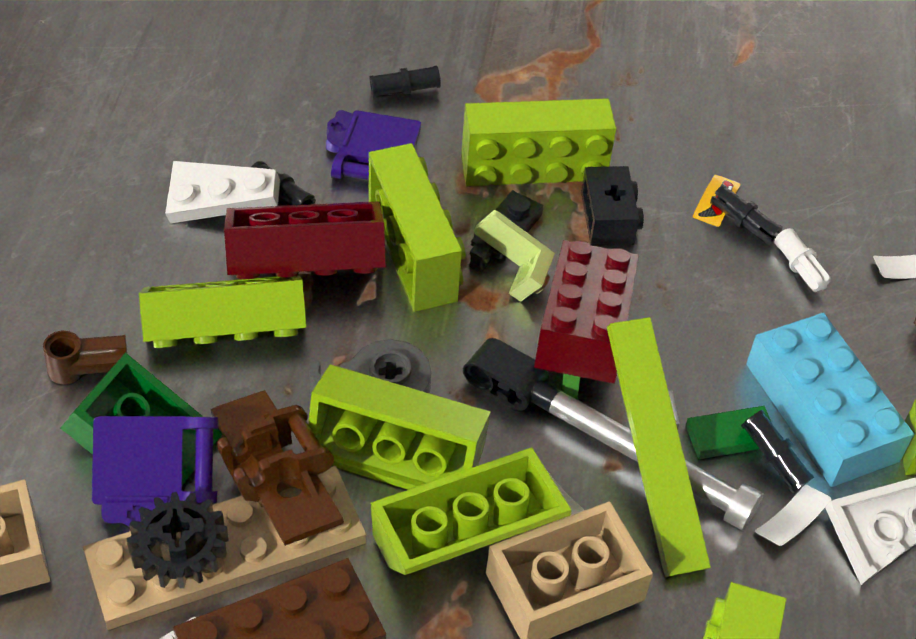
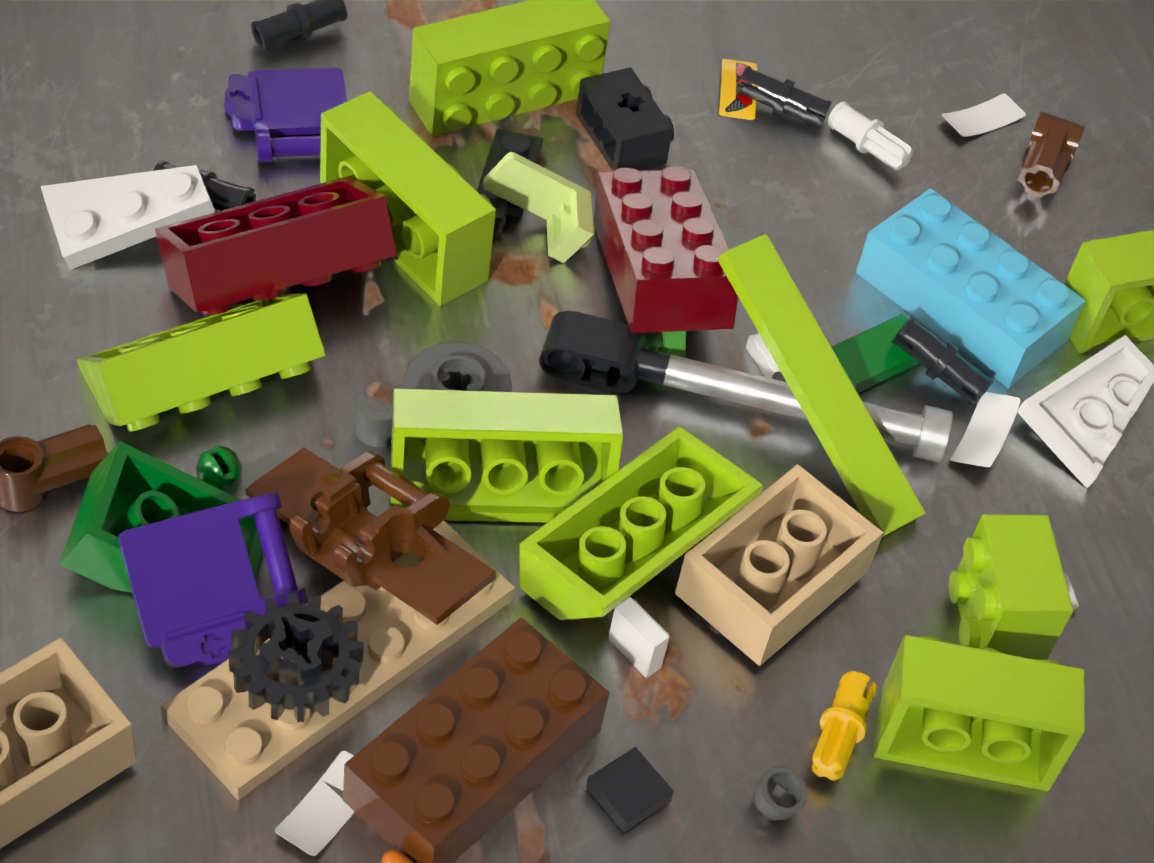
camera: 25 degrees left, 0 degrees up
(191, 392) = (210, 471): none -> green hinge
(438, 598) = (638, 637): none -> white tile

